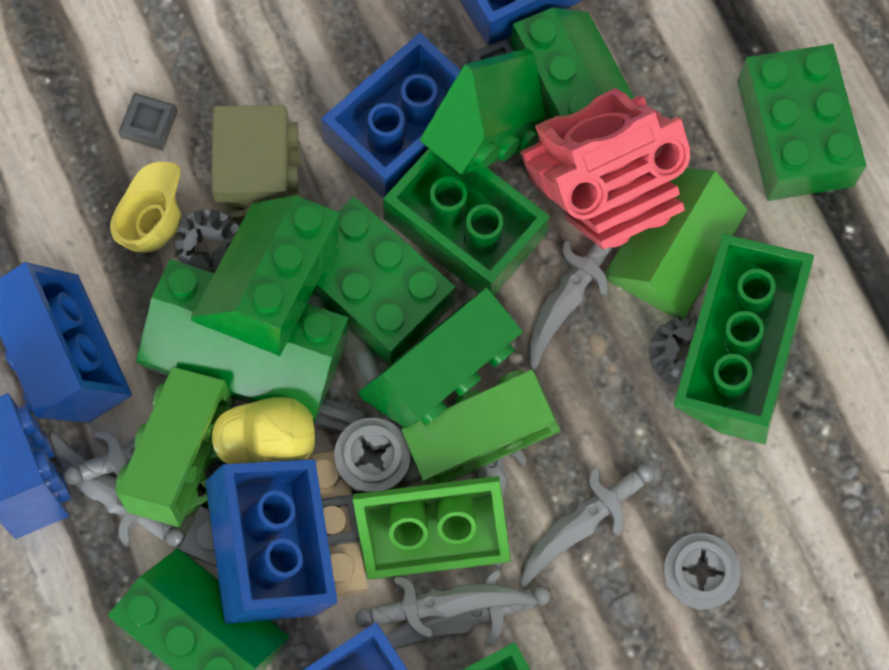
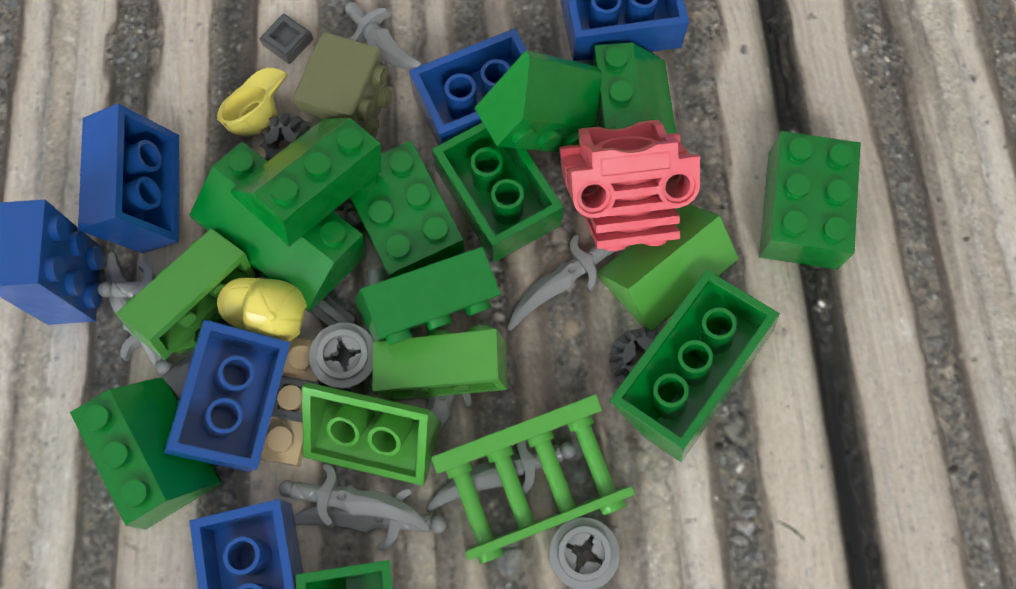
camera: 25 degrees right, 0 degrees up
(260, 88) = (369, 31): none -> light grey piece
(578, 496) = (498, 450): none -> bright green fence

